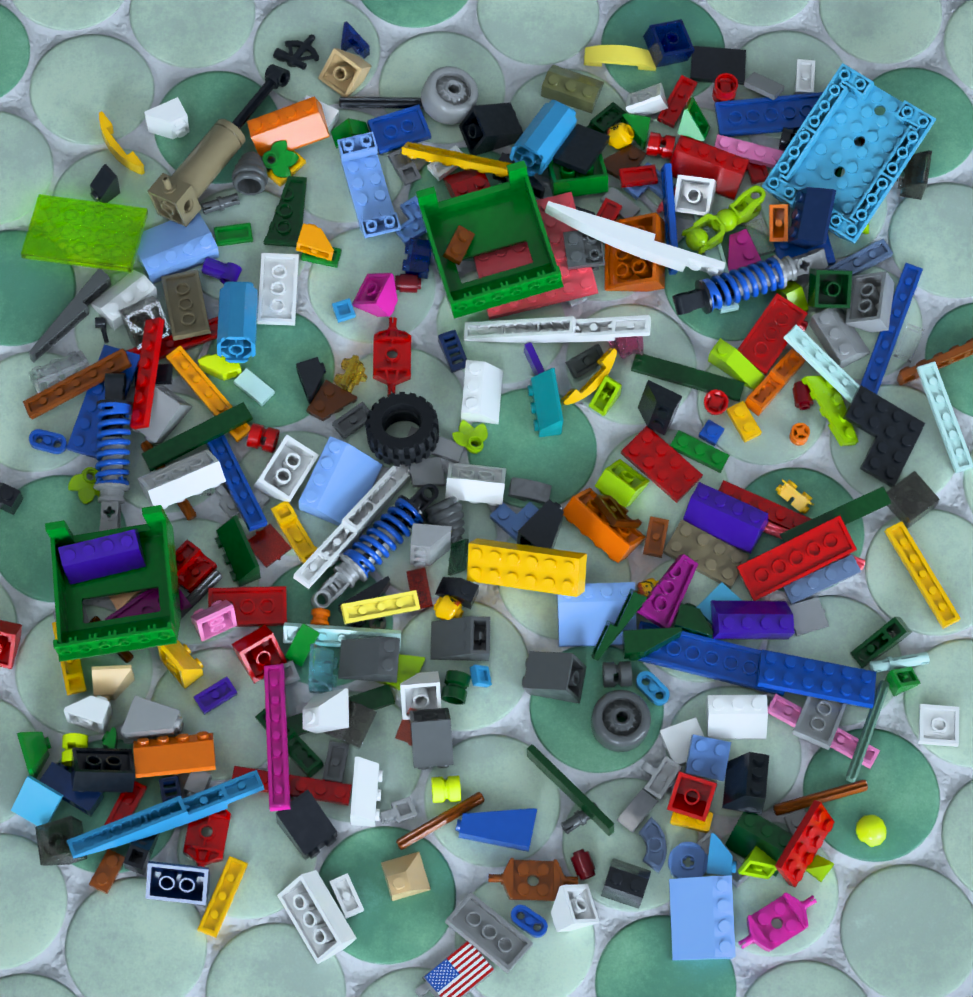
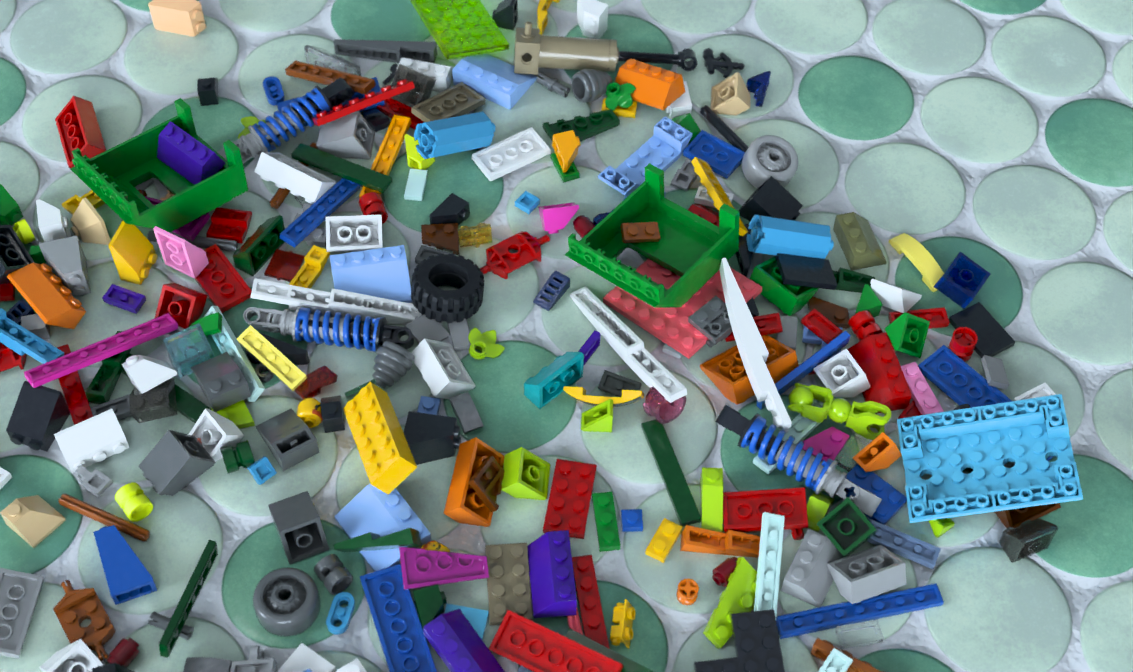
camera: 60 degrees right, 15 degrees down
(224, 272) = (497, 113): dark purple piece -> none
(233, 234) = (535, 106): green tile -> none
(320, 616) = (238, 328): orange wheel -> none
(429, 543) = (351, 357): light grey slope -> none
(481, 392) = (528, 328): white slope -> none
(529, 921) = (40, 642): blue plate -> none
(620, 135) = (846, 295): yellow head -> none
(645, 641) = (377, 576): dark green slope -> none
(655, 537) = (493, 531): dark orange plate -> none
(658, 407) = (617, 461): black slope -> none
(716, 402) = (659, 502): red wheel -> none
(811, 217) = (898, 466): dark blue slope -> none

